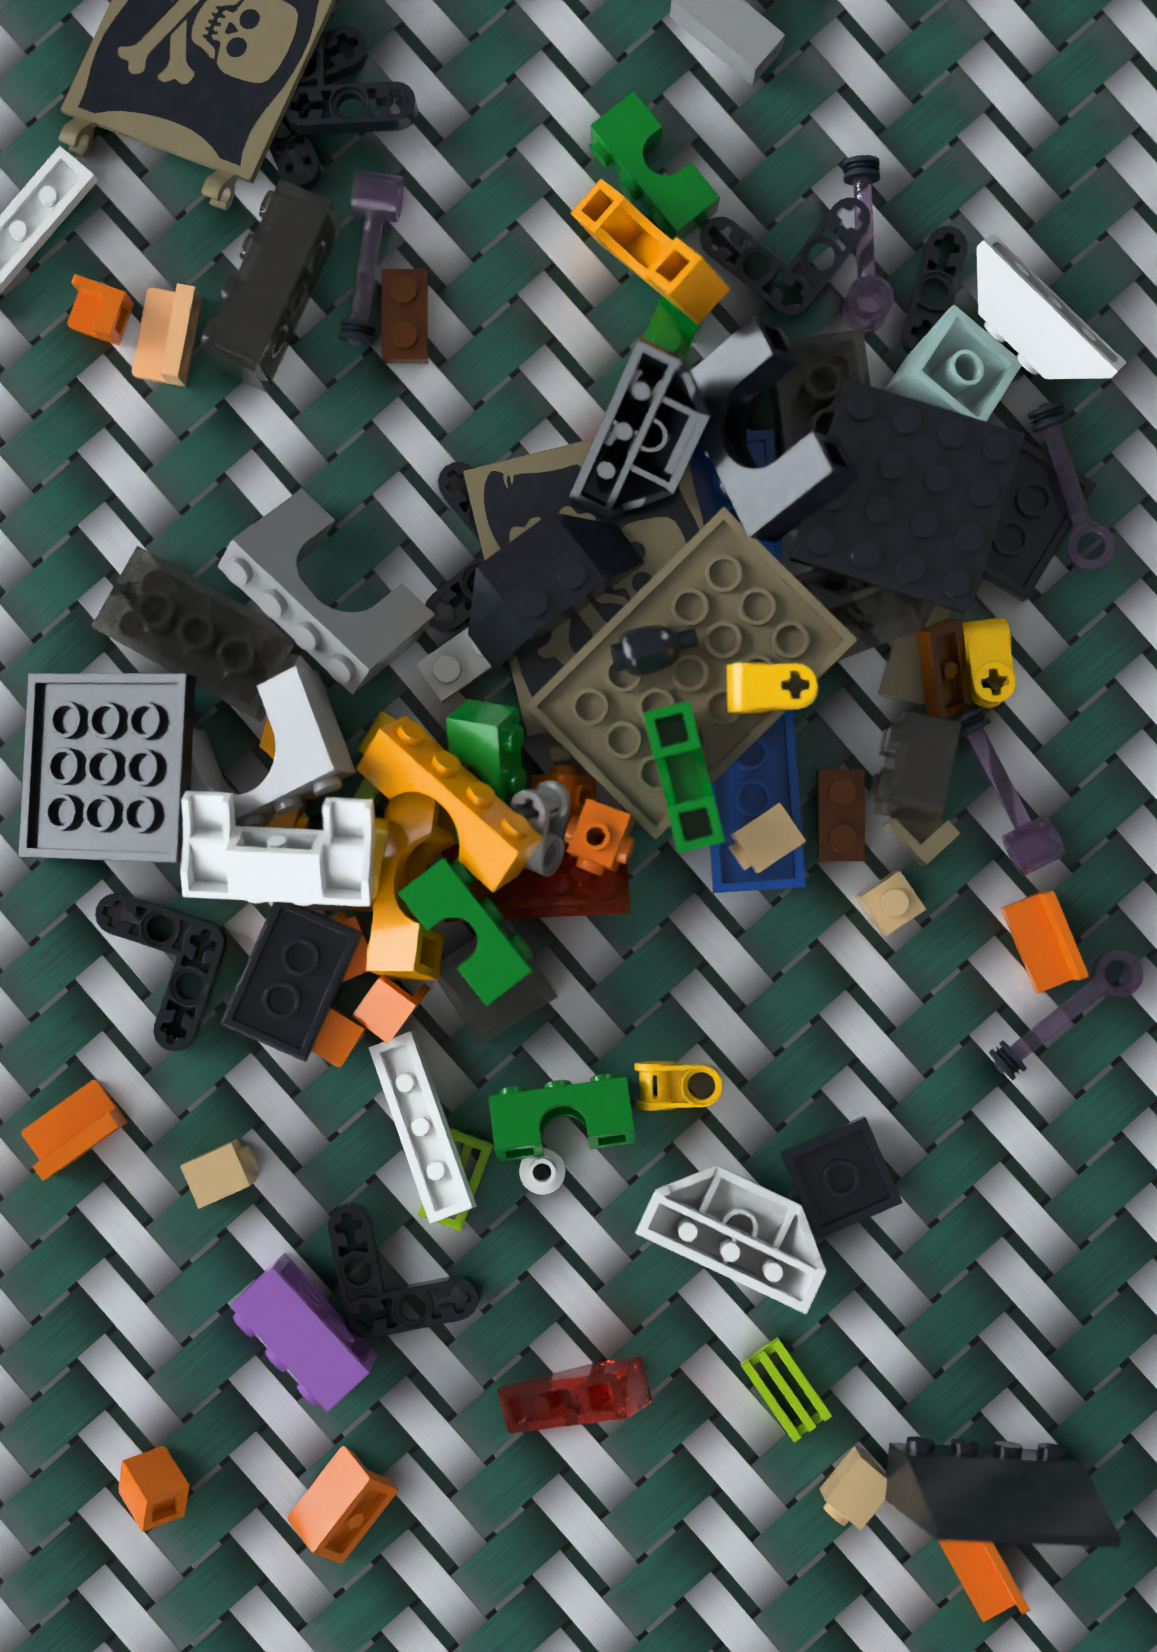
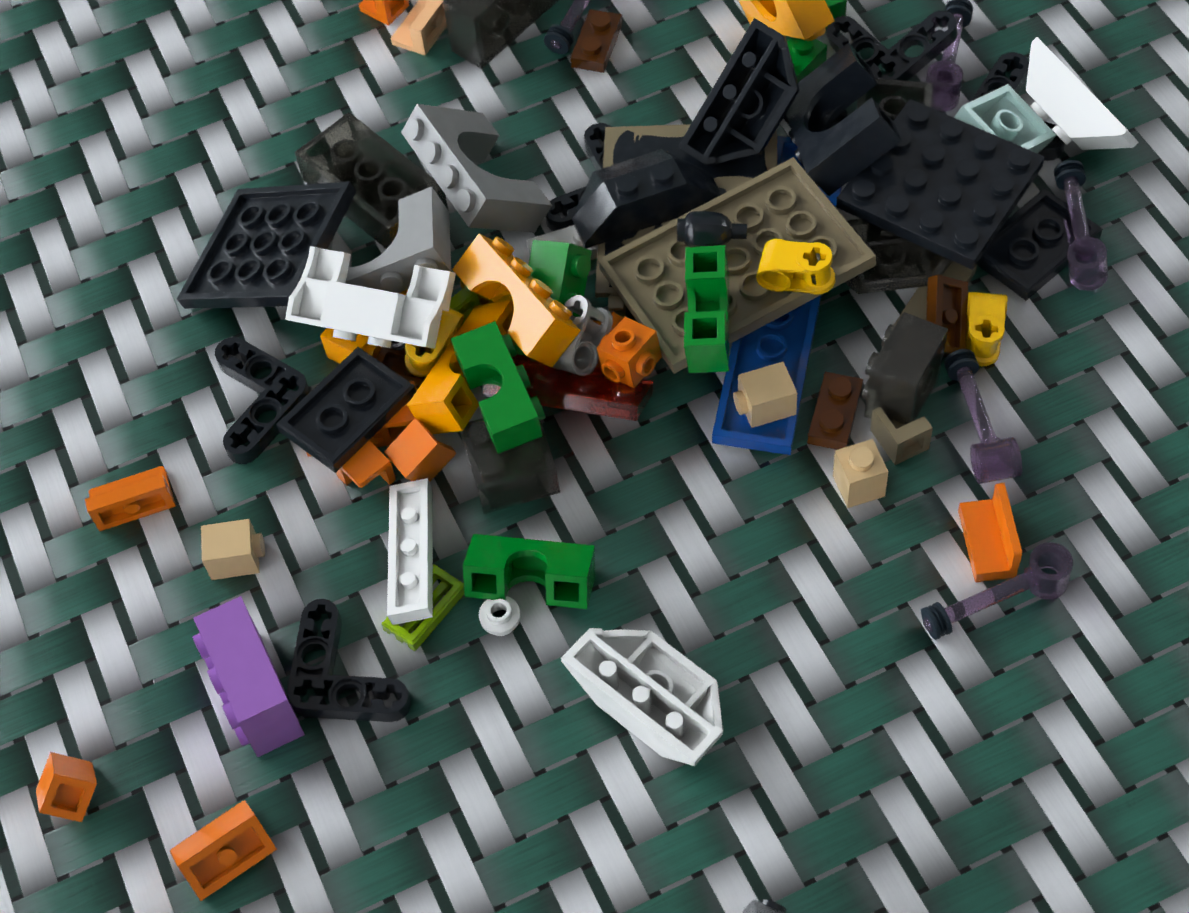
camera: 20 degrees right, 30 degrees down
(576, 1396) = (466, 801): clear red slope -> none
(673, 1085) = (632, 572): yellow piece -> none
(808, 1422) = (648, 819): lime tile -> none
(840, 1177) = (760, 680): black plate -> none

